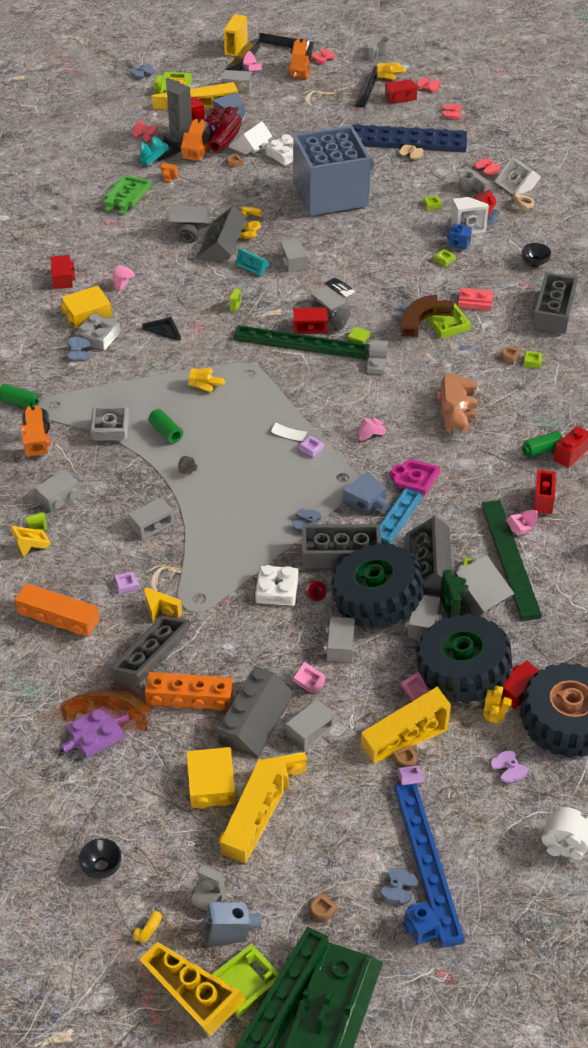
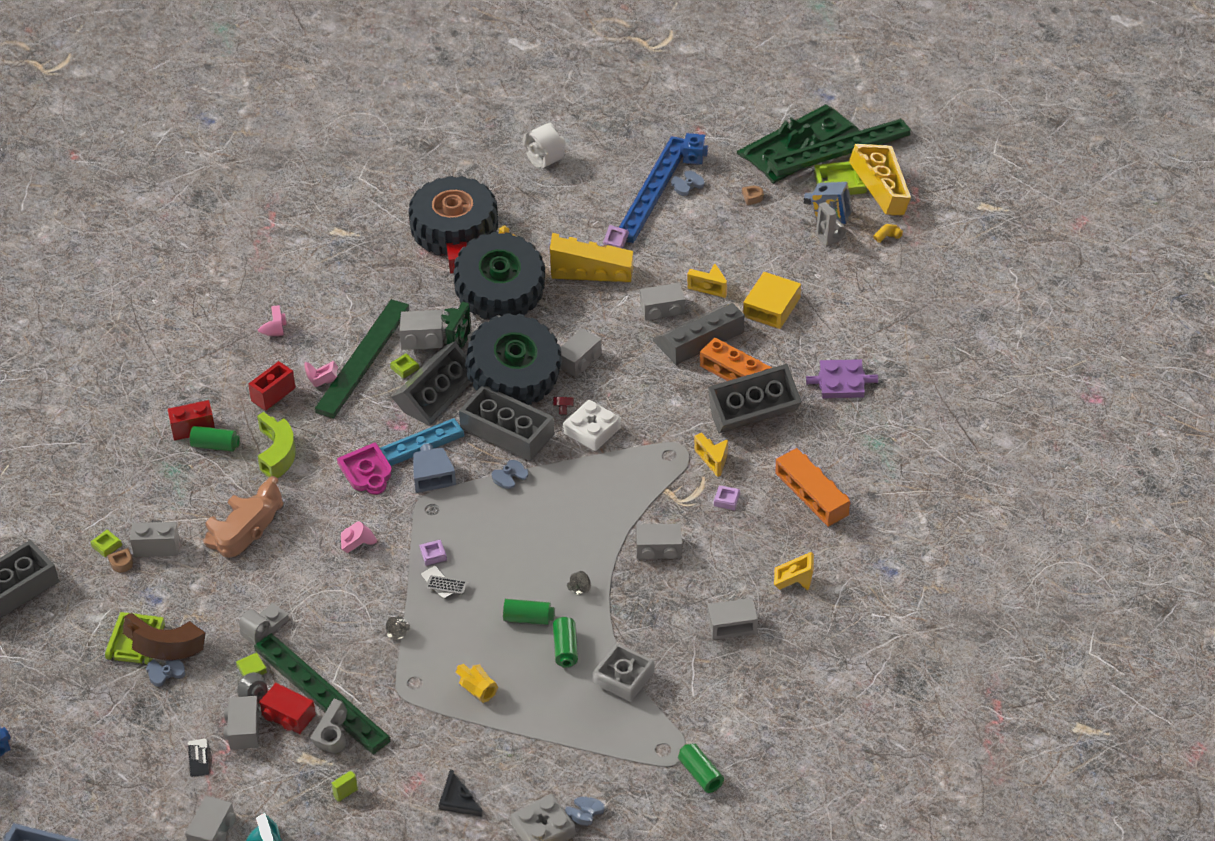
camera: 145 degrees left, 0 degrees up
(34, 431) = (714, 690): orange piece -> none
(37, 522) = (777, 591): lime tile -> none
(99, 850) = (899, 277): black piece -> none
(108, 698) = (822, 398): clear orange windscreen -> none
(207, 433) = (528, 611): none -> green brick
(253, 811) = (747, 262): yellow wedge -> none
(268, 317) = (329, 727): none -> light grey plate
(280, 431) = (446, 584): none -> sticker
(287, 388) = (397, 627): none -> clear smoke tile
(309, 678) = (630, 333): bright pink plate -> none
(414, 686) = (553, 286): bright pink plate -> none
(444, 257) = (36, 733): lime tile -> none
(475, 299) = (72, 652): coral plate -> none
(492, 464) = (281, 454): none -> lime arch
(500, 366) = (155, 539): none -> light grey brick
(514, 771) = (532, 218): lavender piece -> none

